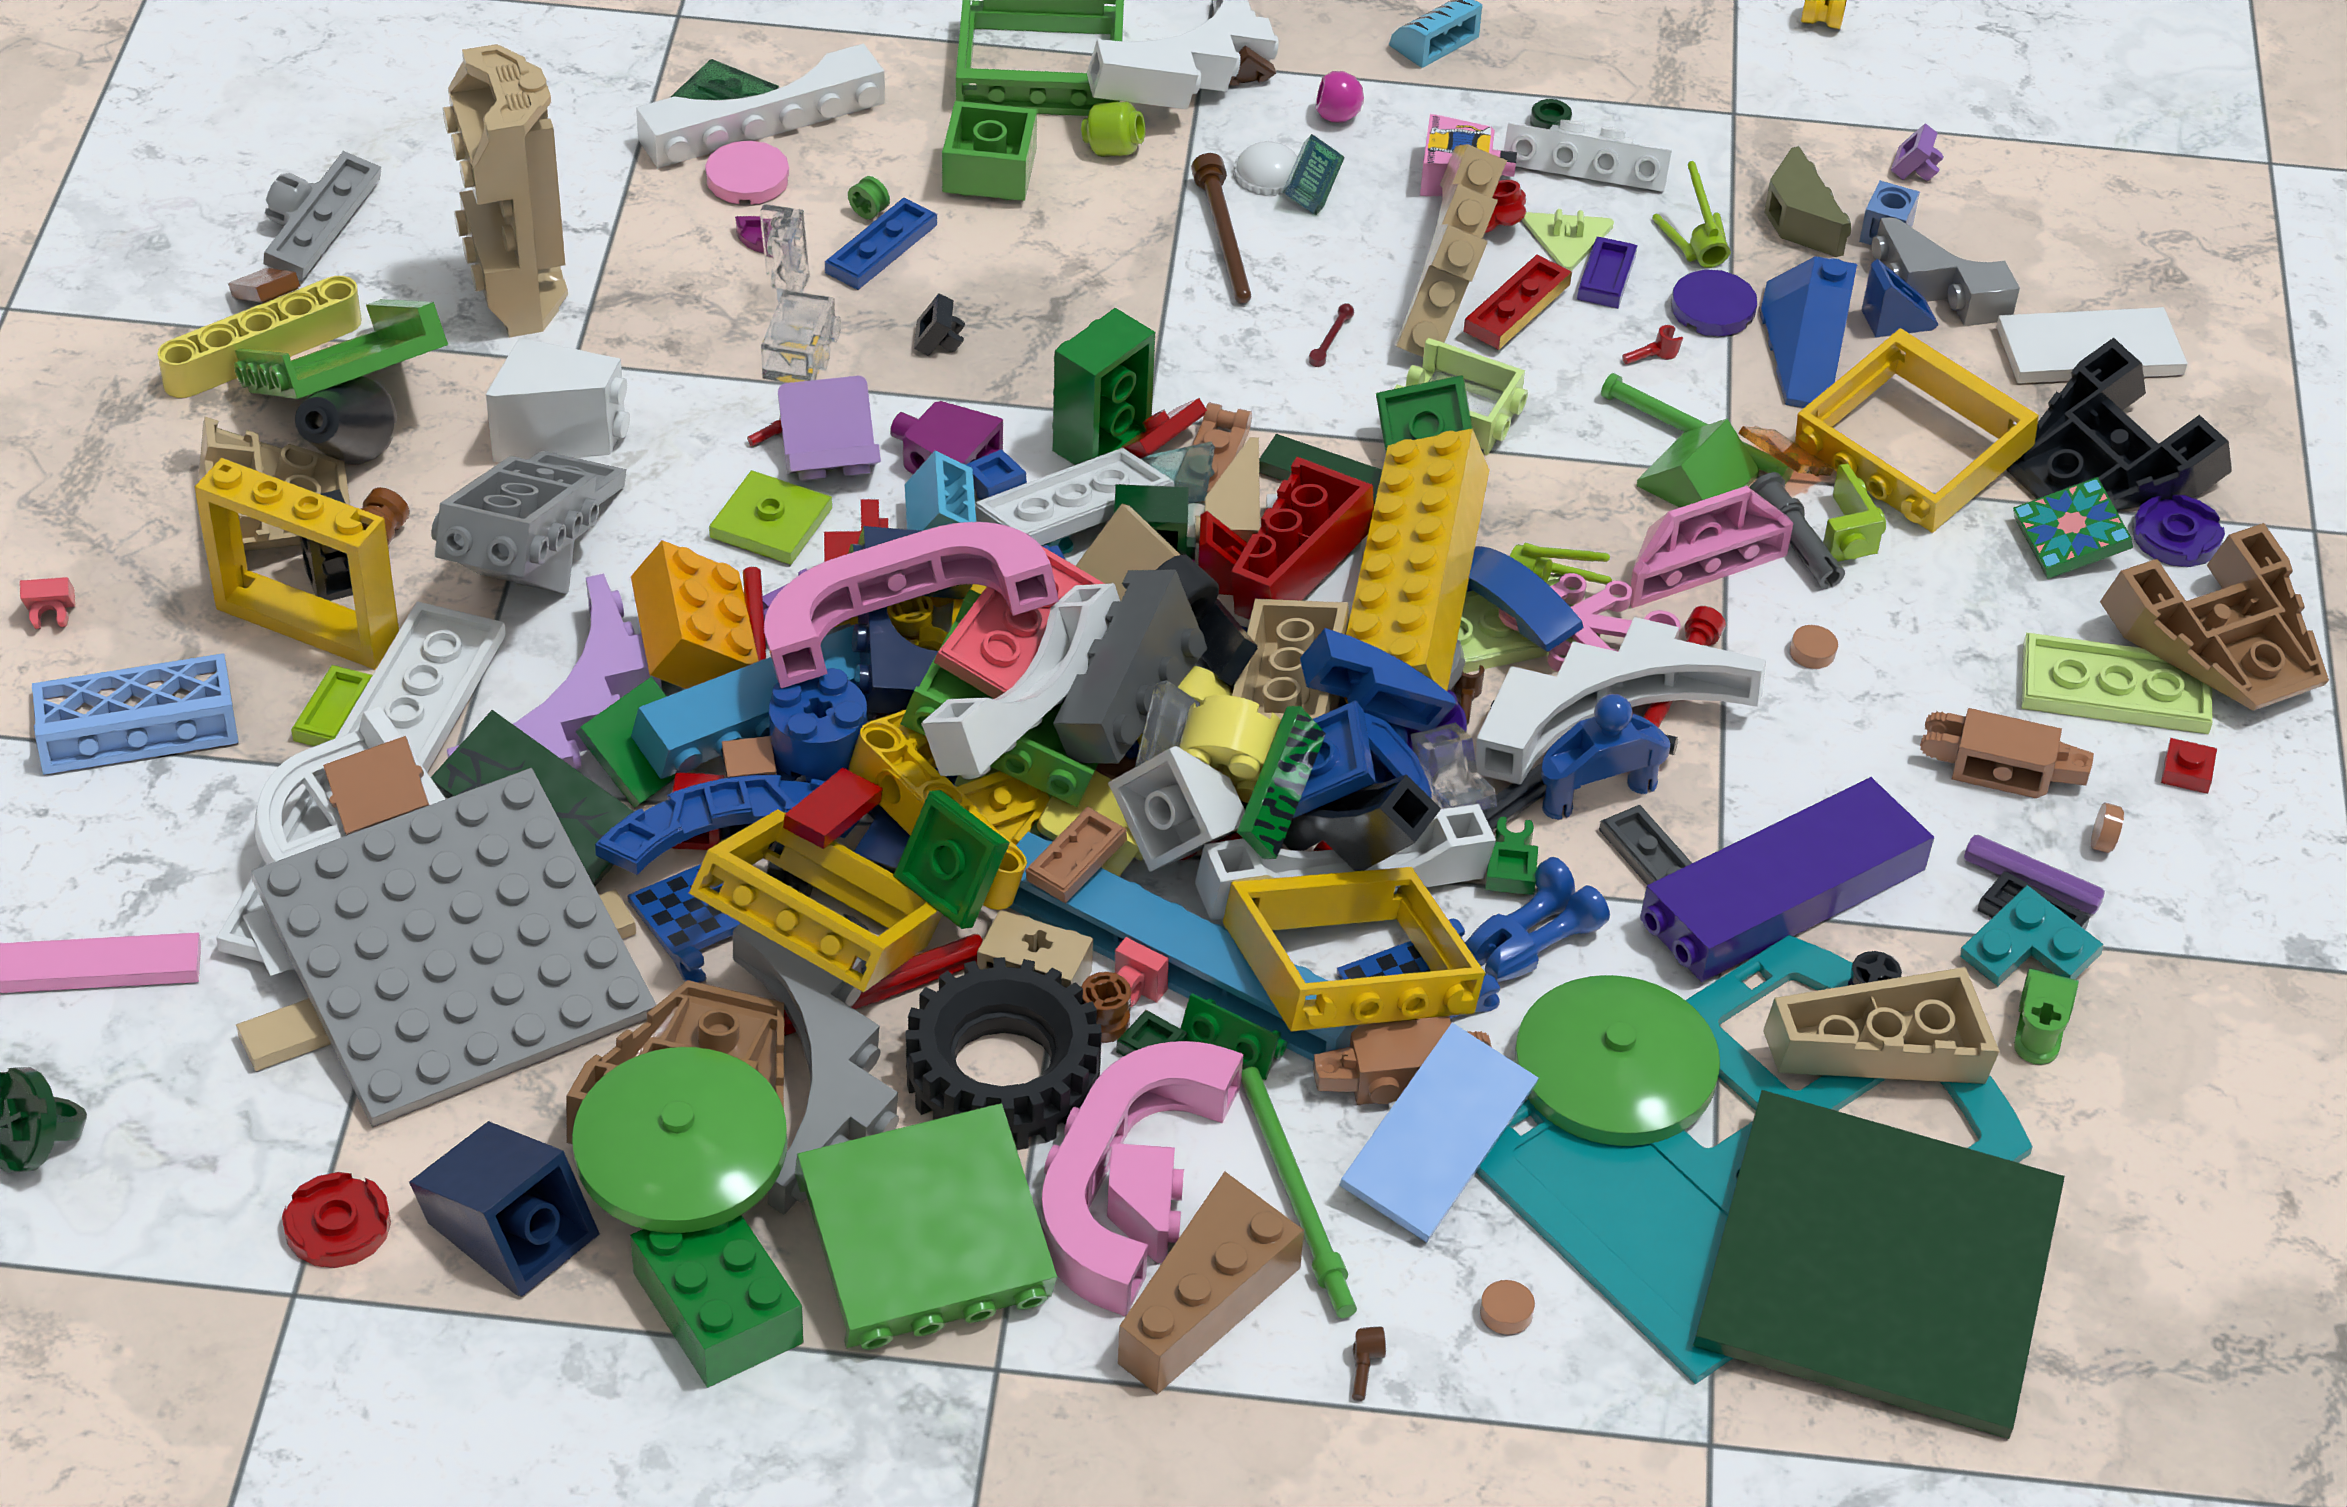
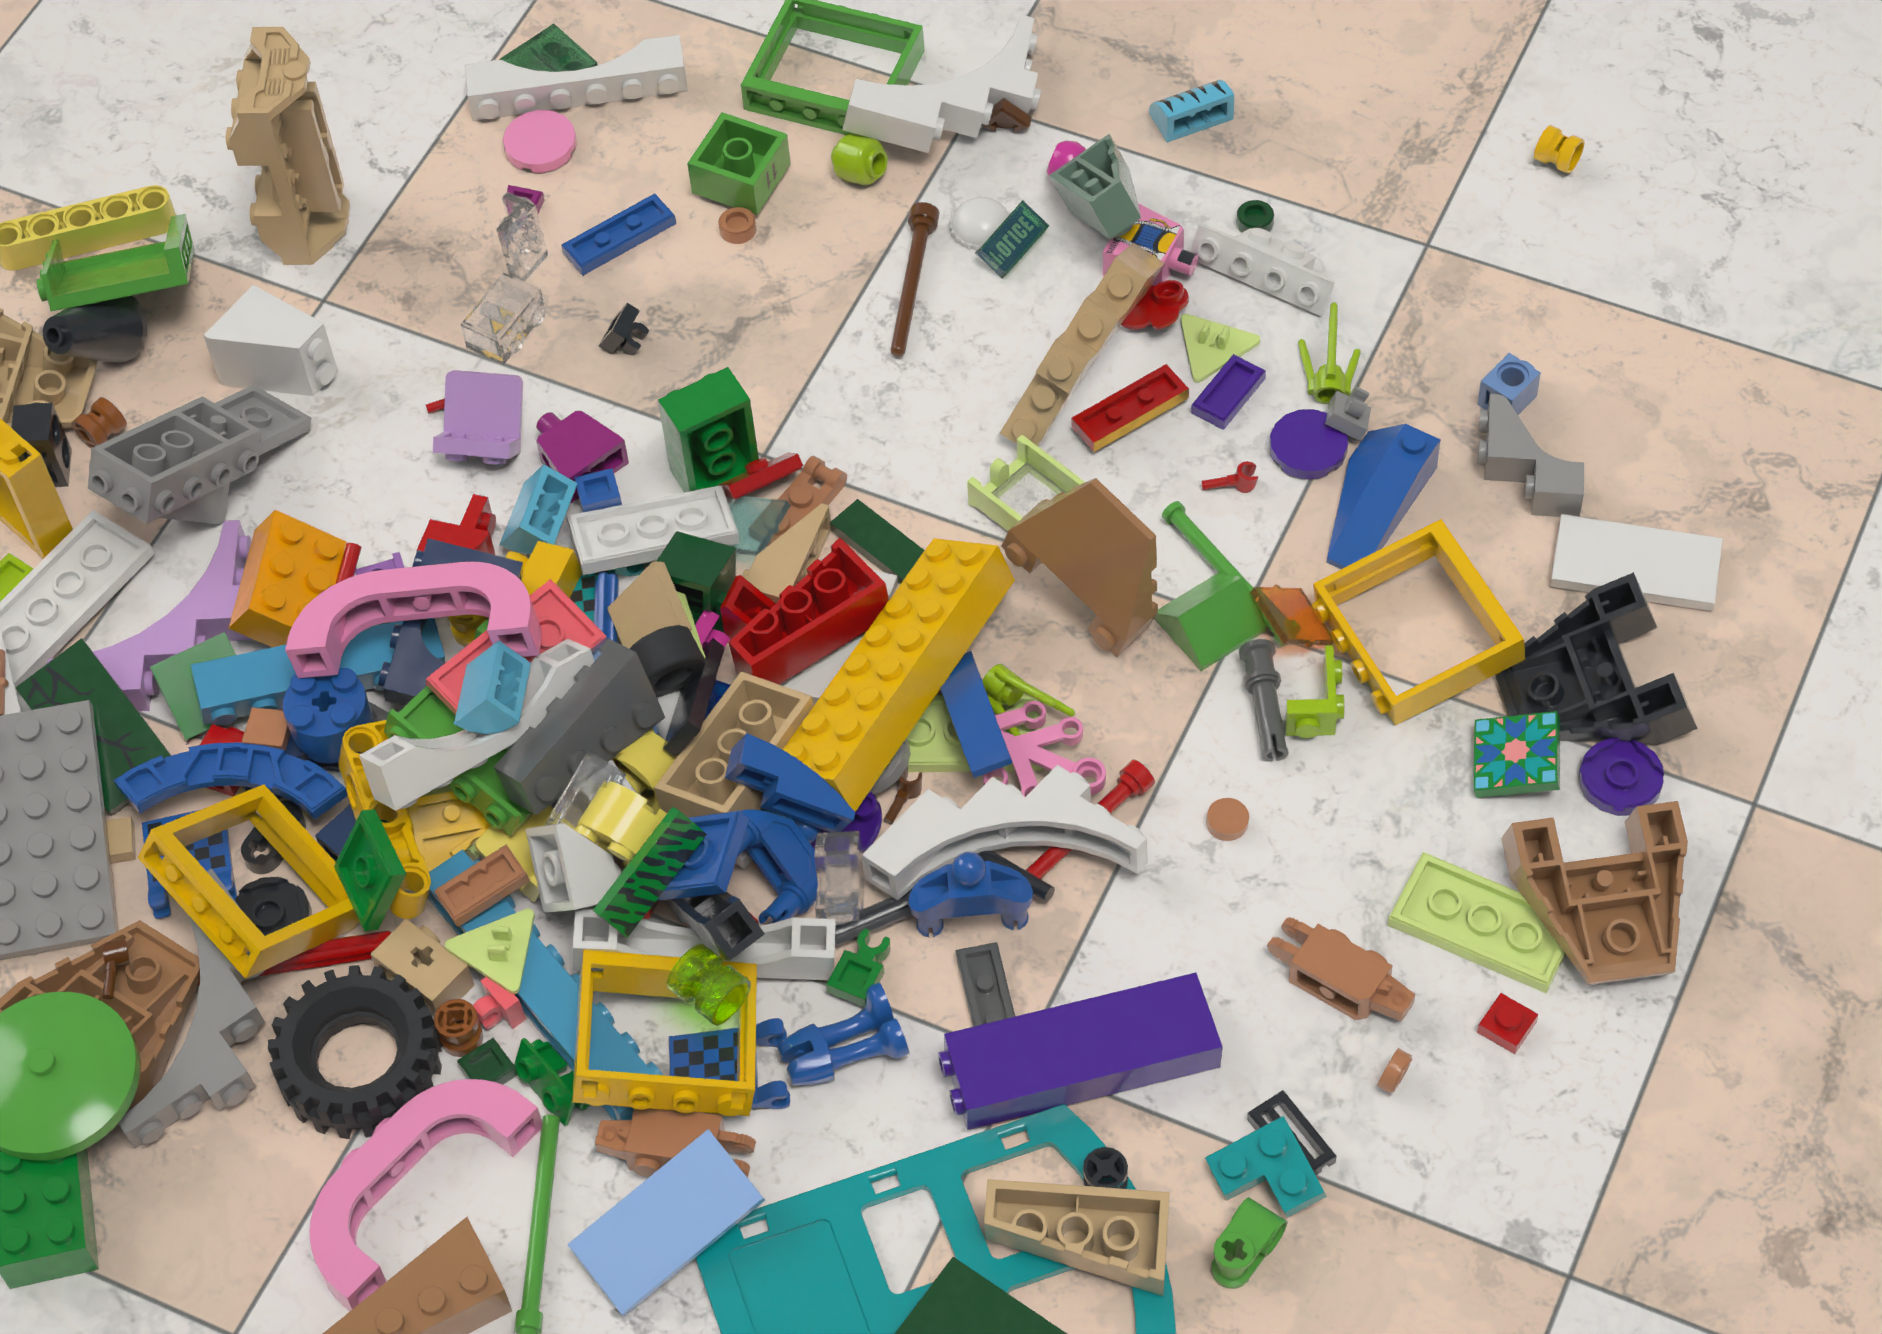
camera: 25 degrees right, 10 degrees up
(264, 285) = (103, 180): dark orange tile -> none
(315, 211) = (175, 115): light grey plate -> none
(688, 1011) = (114, 954): none -> reddish brown hand
(770, 517) = (409, 488): lime plate -> none
(832, 808) = (301, 796): red tile -> none
(868, 197) = (624, 188): bright green bush -> none
(927, 1226) = (213, 1200): bright green panel -> none
(1008, 213) = (737, 225): none -> nougat tile
(1025, 643) = (493, 691): none -> medium azure brick
(1119, 915) = (497, 949): none -> yellowish green piece
(1141, 1195) = (409, 1211): bright pink slope -> none
(1318, 356) = (934, 425): dark red hinge -> none
(1394, 107) = (1099, 189): none -> sand green wedge
(1406, 884) = (713, 987): none -> clear neon green wheel
(1424, 410) = (981, 513): green tile -> none
(1590, 403) = (1097, 554): none -> medium nougat wedge
(1618, 1060) = (854, 1189): bright green dish -> none
(1708, 544) = (1169, 699): bright pink wedge -> none
(1746, 263) = (1349, 413): none -> light grey tile
(1805, 208) = (1434, 359): olive slope -> none
(1894, 304) = (1472, 483): blue slope -> none
(1918, 155) = (1567, 325): medium lavender tile -> none
(2047, 878) = (1310, 1099): medium lavender axle -> none

